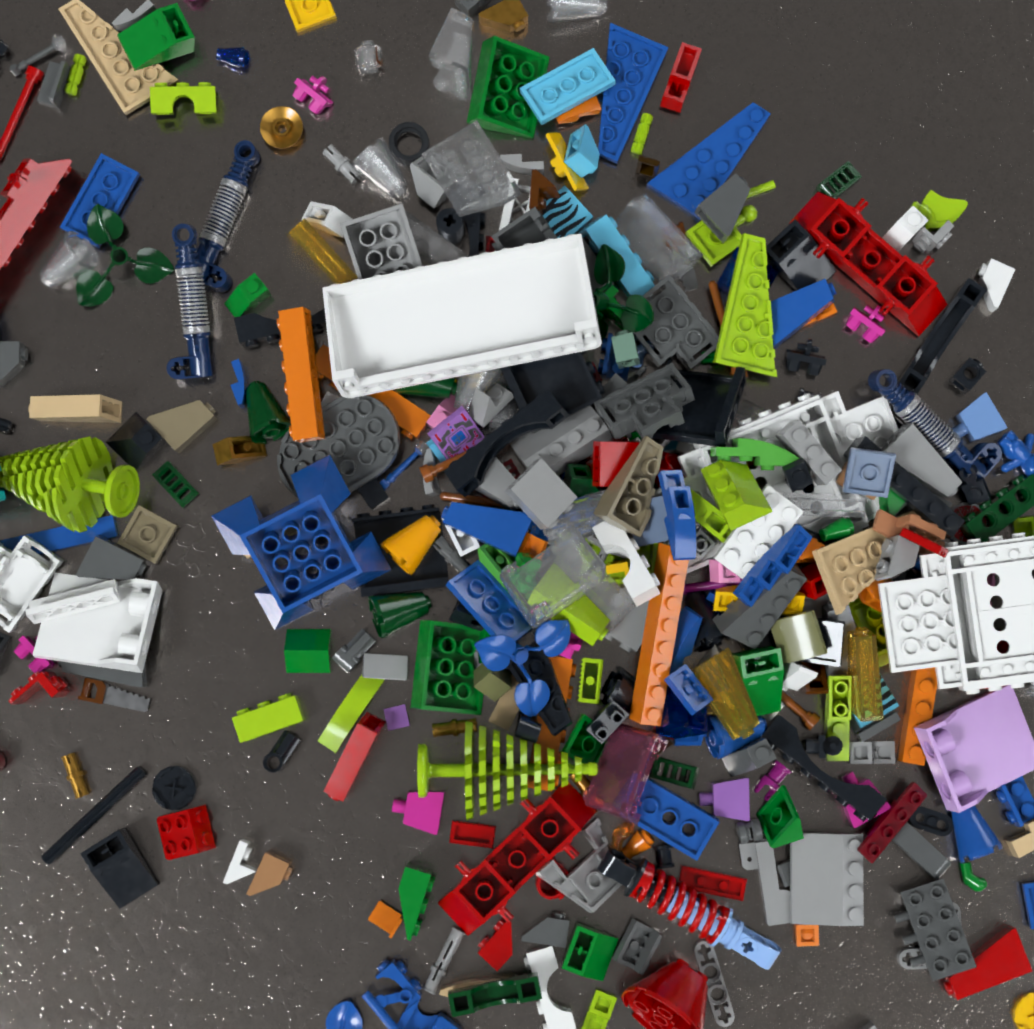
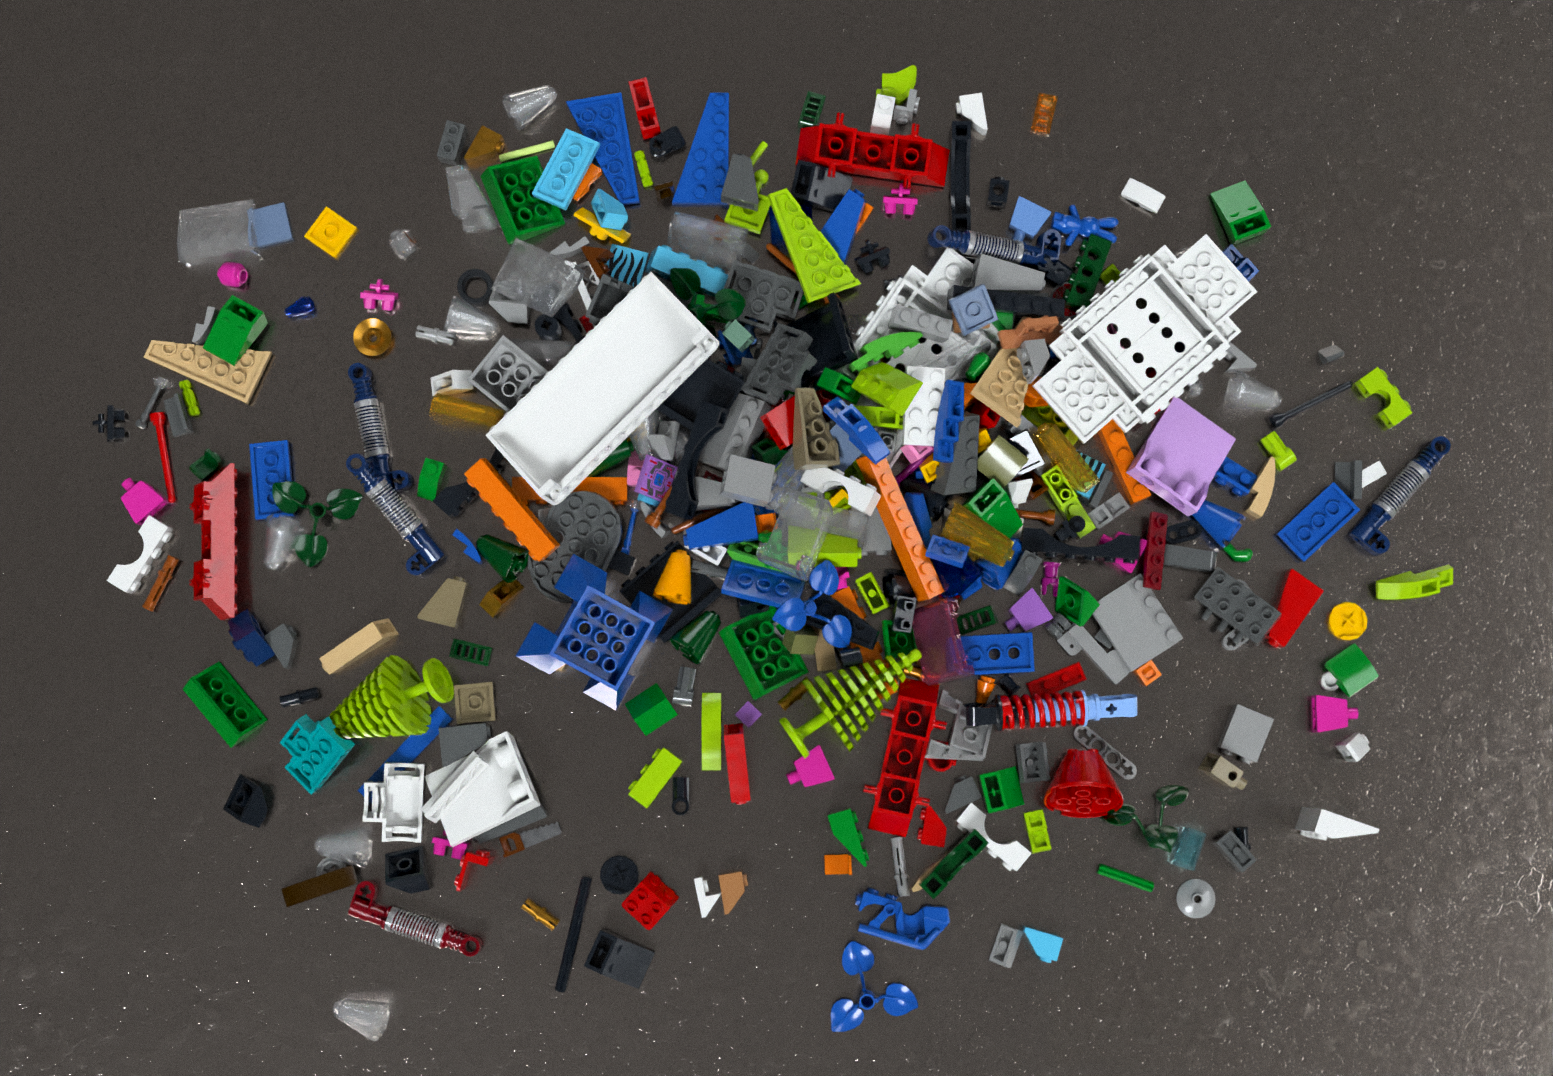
camera: 35 degrees left, 0 degrees up
(48, 147) = (206, 465): none -> dark green bracket
(136, 441) = (419, 640): black slope -> none
(164, 96) = (297, 352): lime arch -> none
(385, 666) = (715, 682): light grey slope -> none
(472, 834) = (860, 762): red tile -> none
(542, 46) = (526, 151): none -> yellowish green bar
(620, 834) = (967, 690): clear orange arm -> none
(683, 122) = (669, 141): none -> black piece
(689, 460) = (838, 385): none -> green slope
(797, 475) = (923, 345): black bracket -> none
(924, 542) = (1046, 334): red tile -> none

